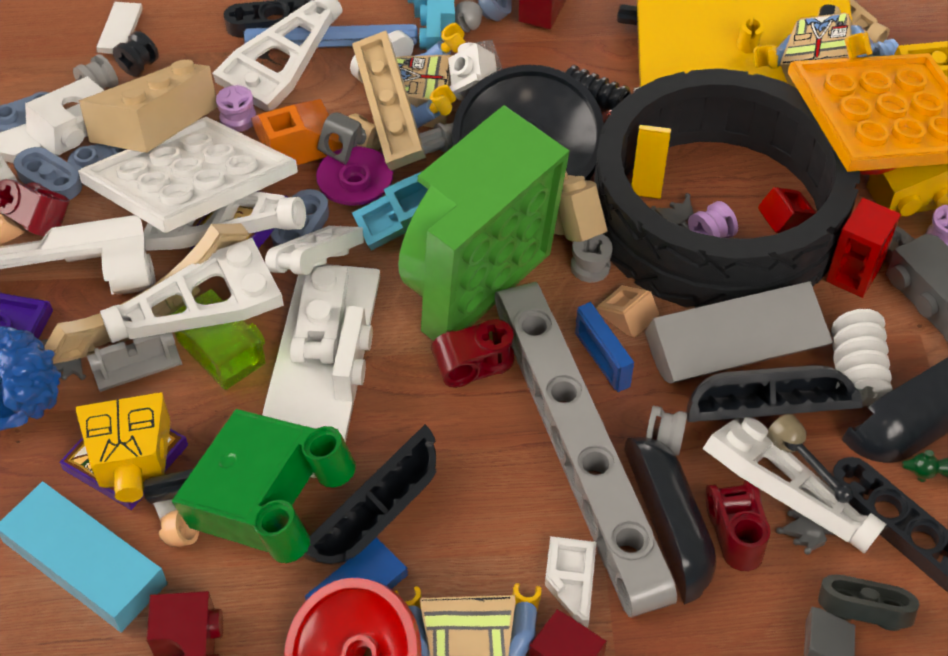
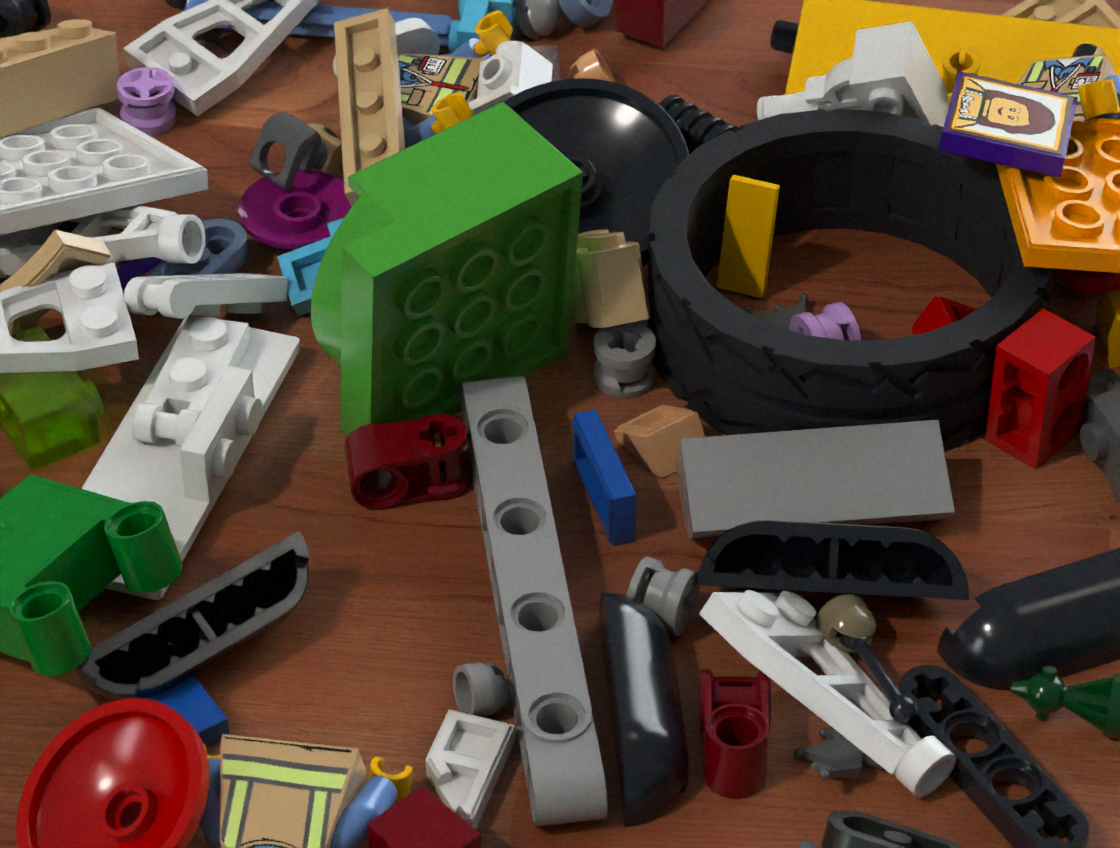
camera: 10 degrees right, 10 degrees down
(295, 130) = (222, 137): orange slope -> none
(512, 54) = (591, 67): none -> light nougat hinge
(565, 518) = (480, 688): none -> light grey hinge
(712, 46) = (886, 75): none -> white brick
(810, 71) = (1008, 124): none -> tile
(862, 352) = (996, 527): white piece -> none

